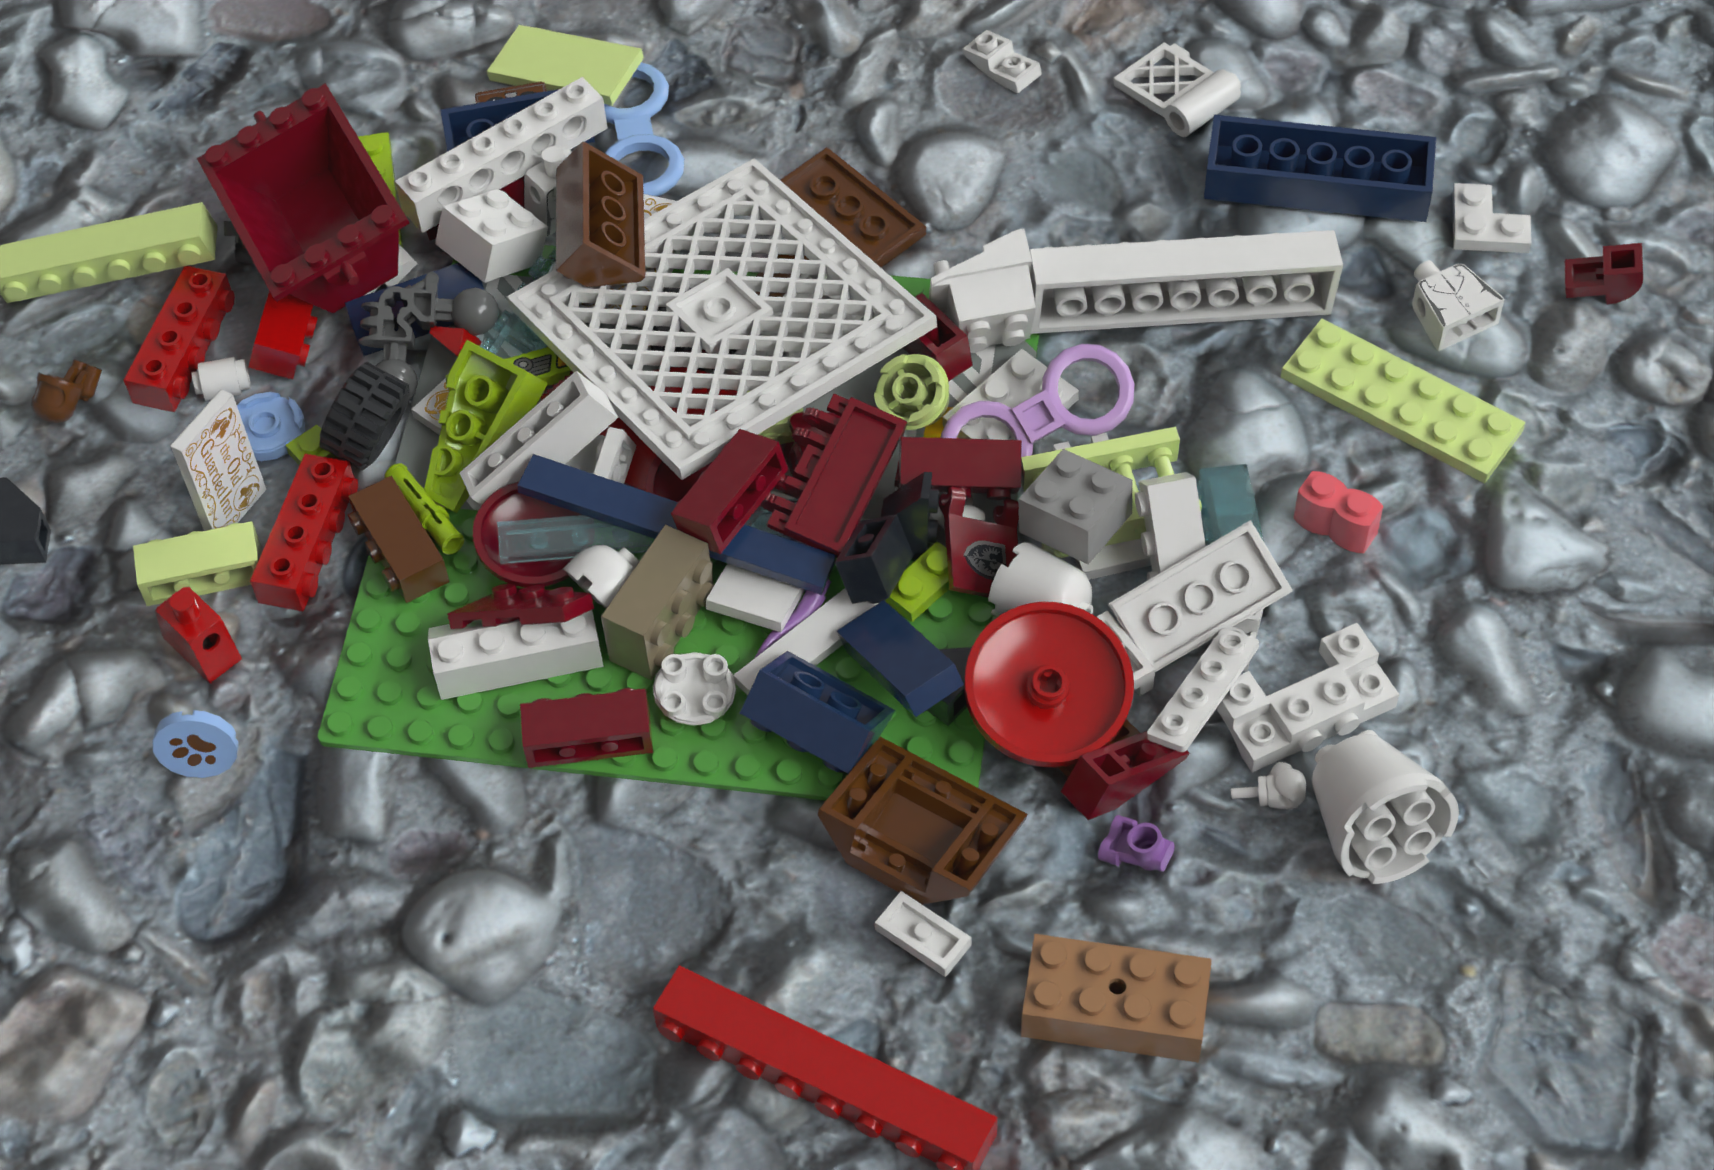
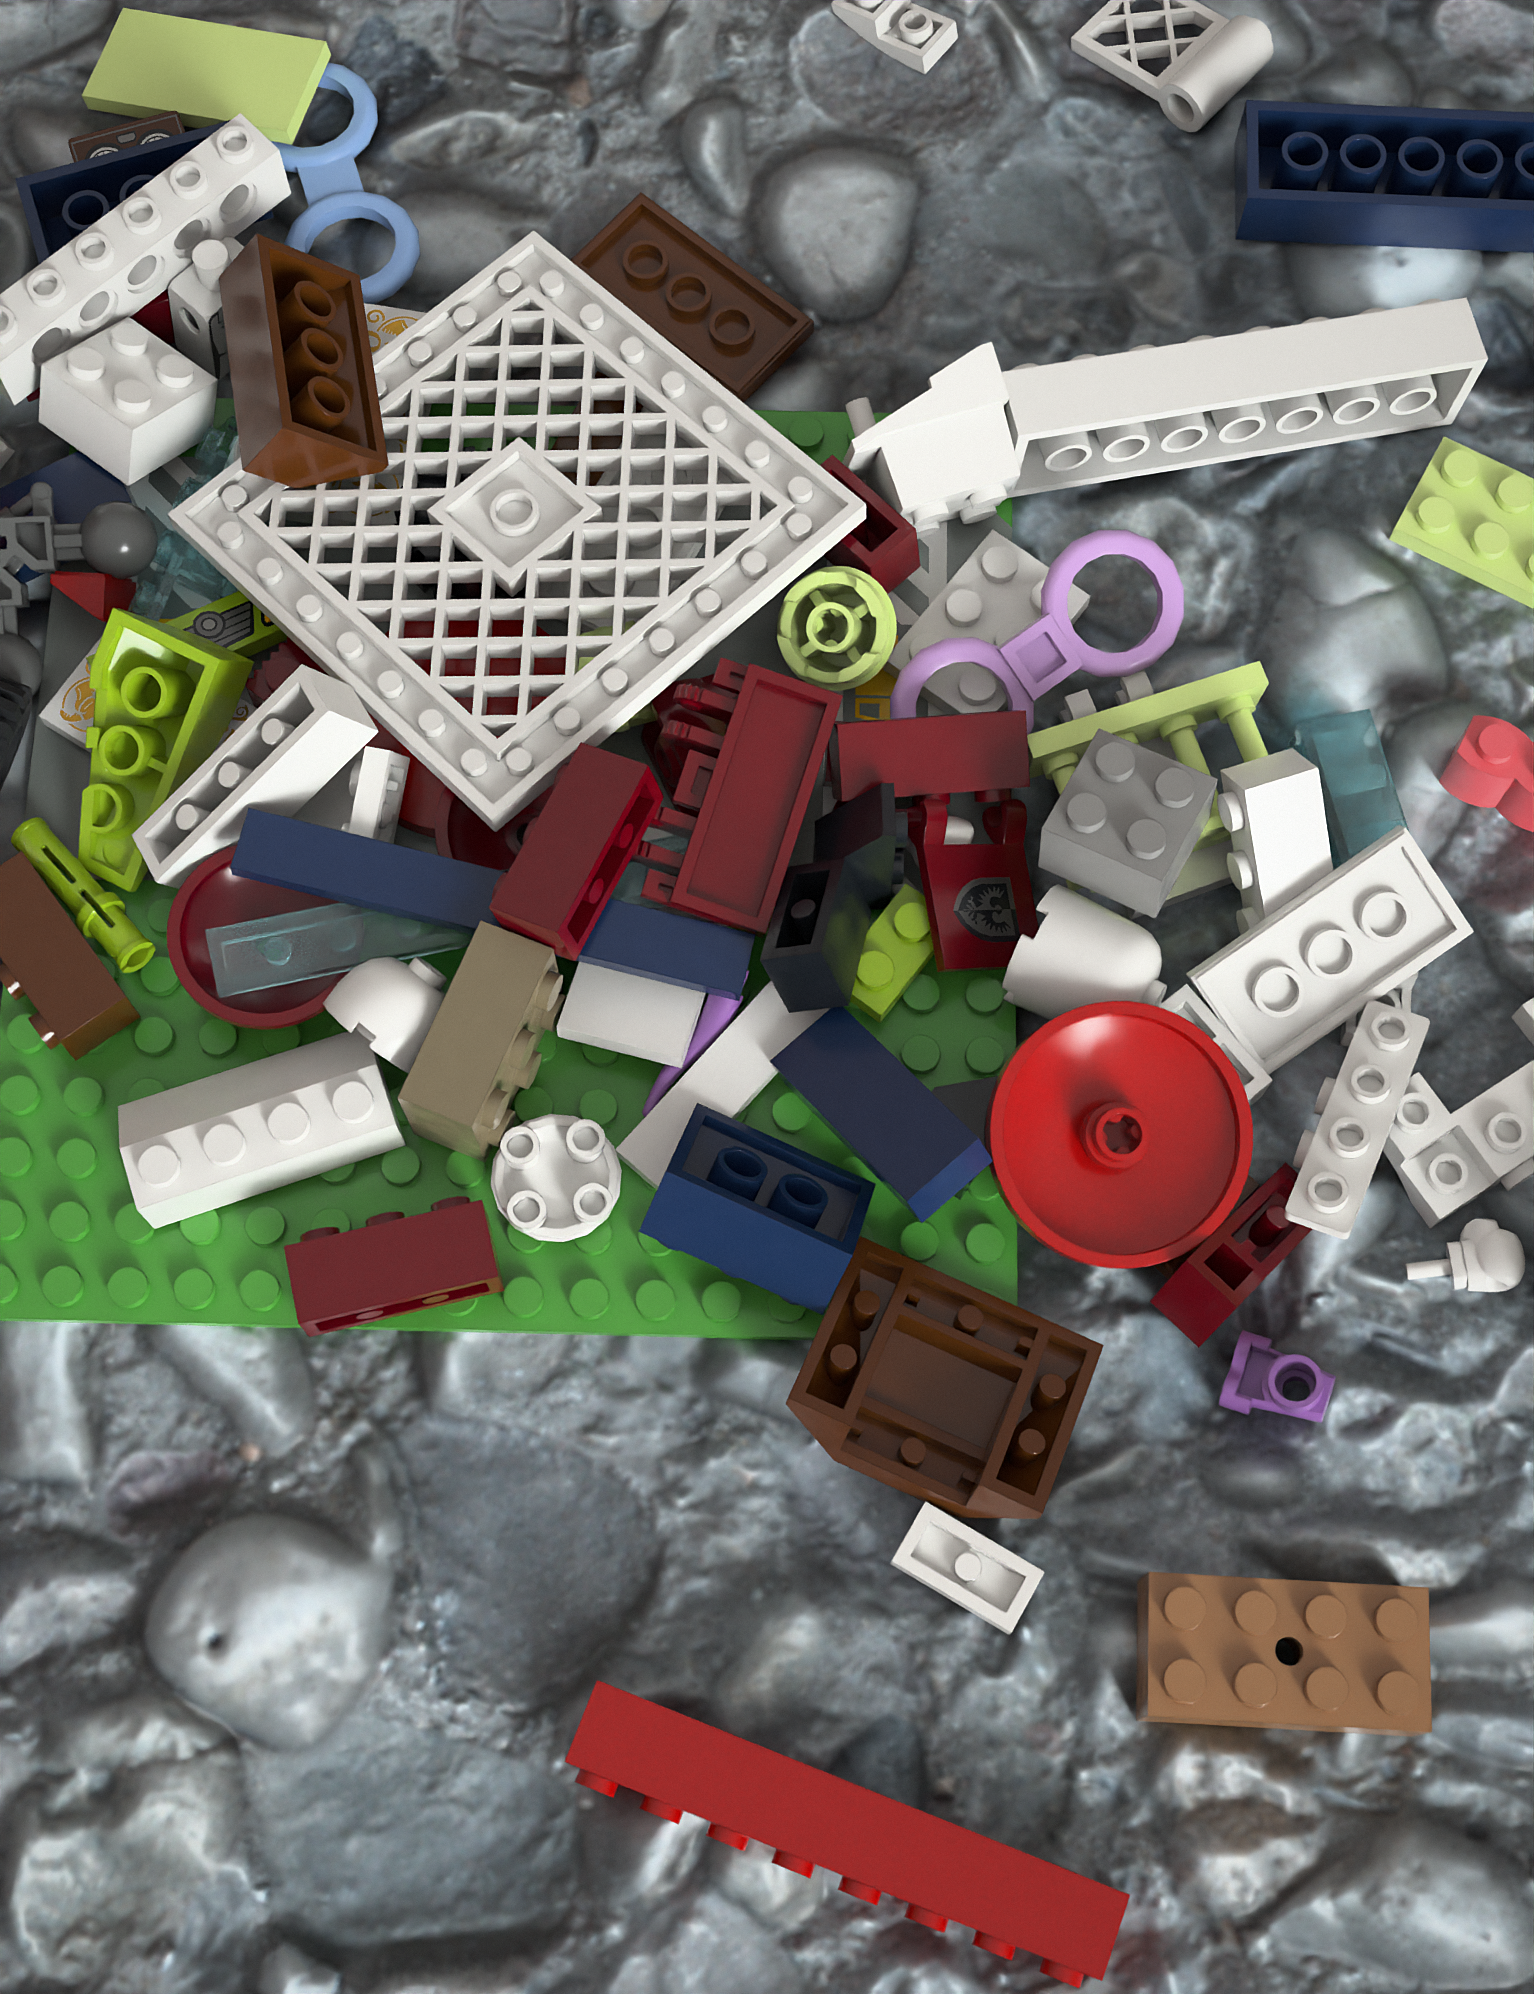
camera: 10 degrees left, 15 degrees up
(527, 604) = (269, 1069): dark red wing -> none

